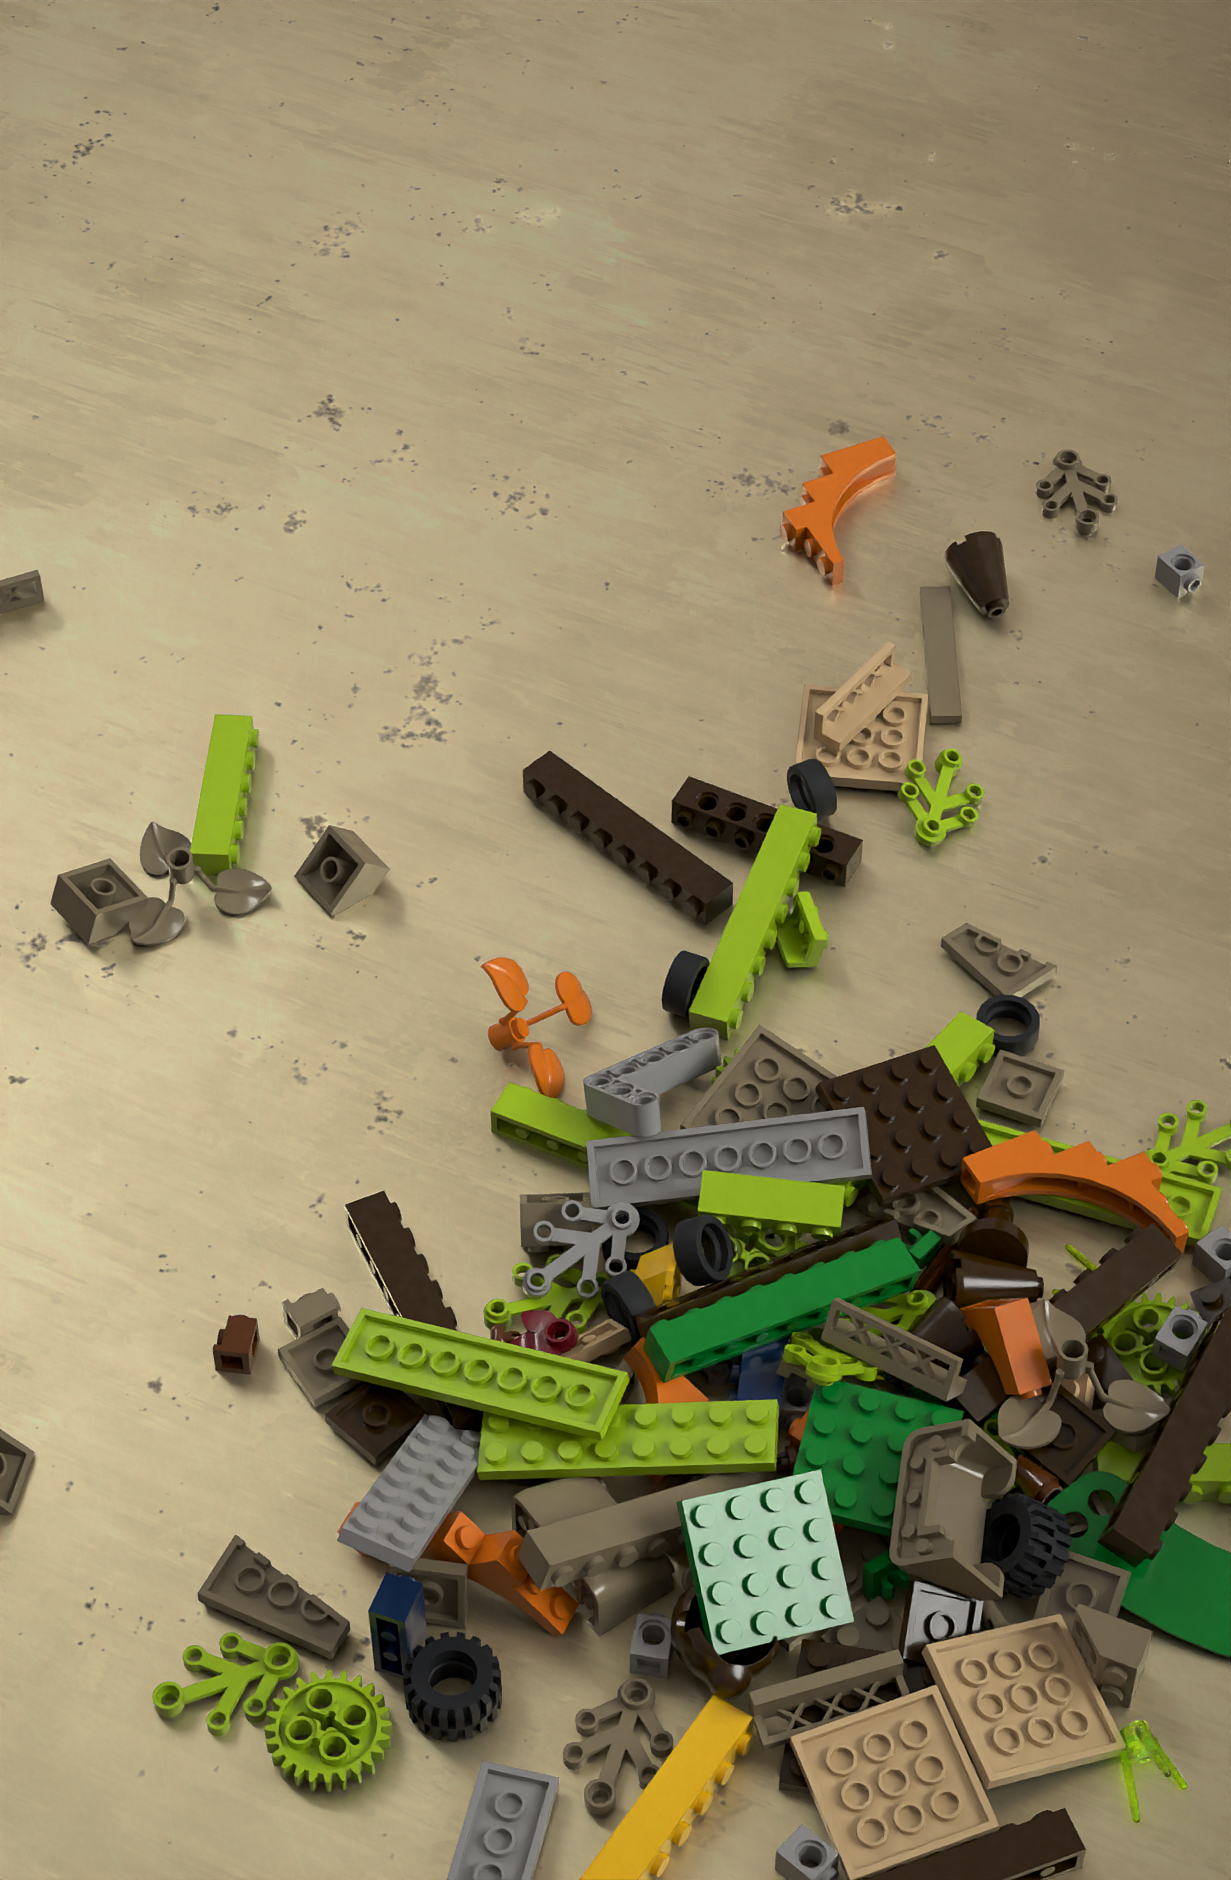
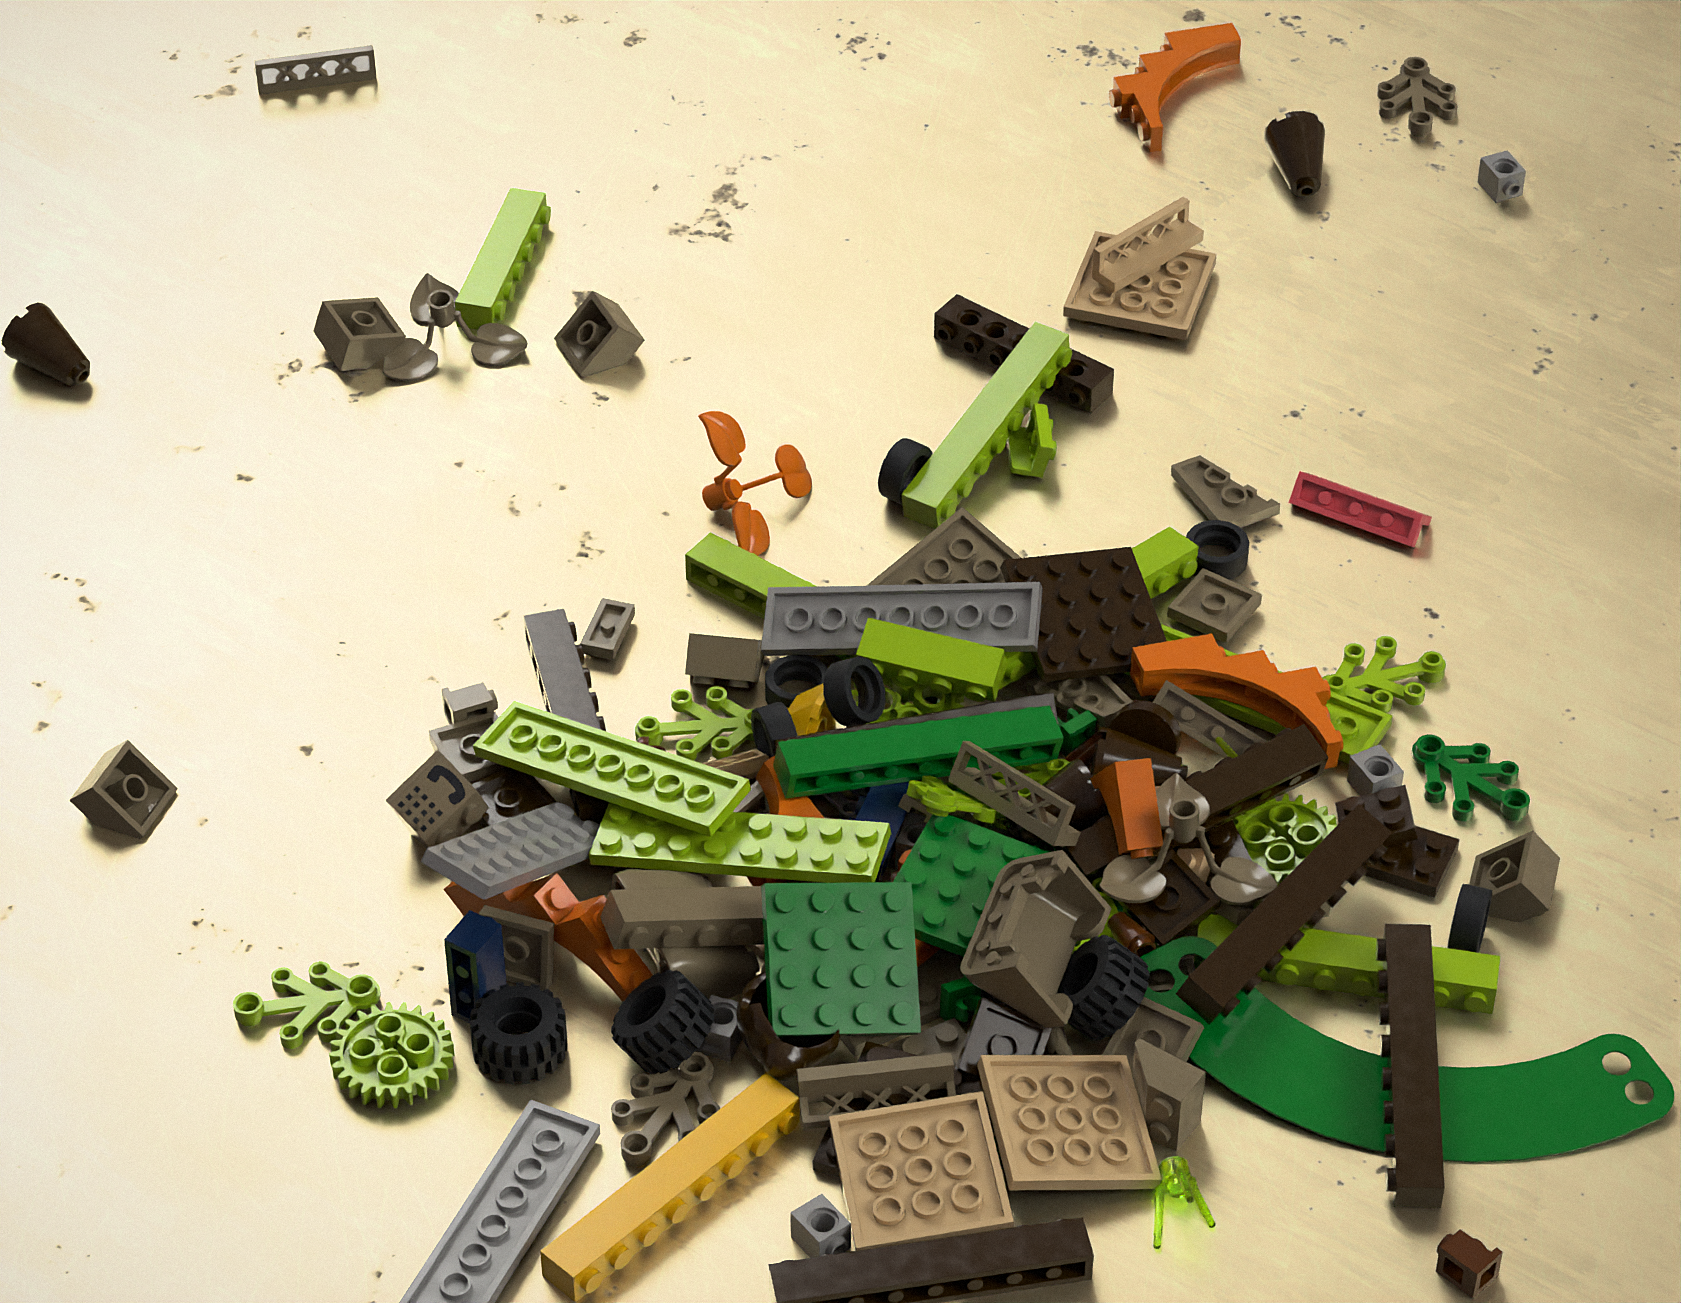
camera: 10 degrees right, 5 degrees down
(237, 1345) = (391, 723): reddish brown brick -> none
(261, 1595) = (361, 936): dark tan wing -> none
(312, 1439) = (437, 802): none -> dark tan slope
(429, 1203) = (607, 628): none -> dark tan plate
(543, 1333) = (692, 746): dark red plate -> none
(584, 1245) = (743, 678): light grey plant -> none
(598, 1654) = (663, 1021): none -> black tyre
(628, 838) = (884, 341): dark brown brick -> none
(629, 1090) = (820, 551): light grey beam -> none
(812, 788) = (1077, 318): black tyre -> none
(929, 828) = (1187, 371): lime plant -> none
(940, 655) = (1240, 223): dark tan tile -> none
(1053, 1229) = (1203, 721): none -> dark tan fence
(1132, 959) = (1358, 508): none -> coral fence
(1179, 1351) = (1292, 832): light grey brick -> none

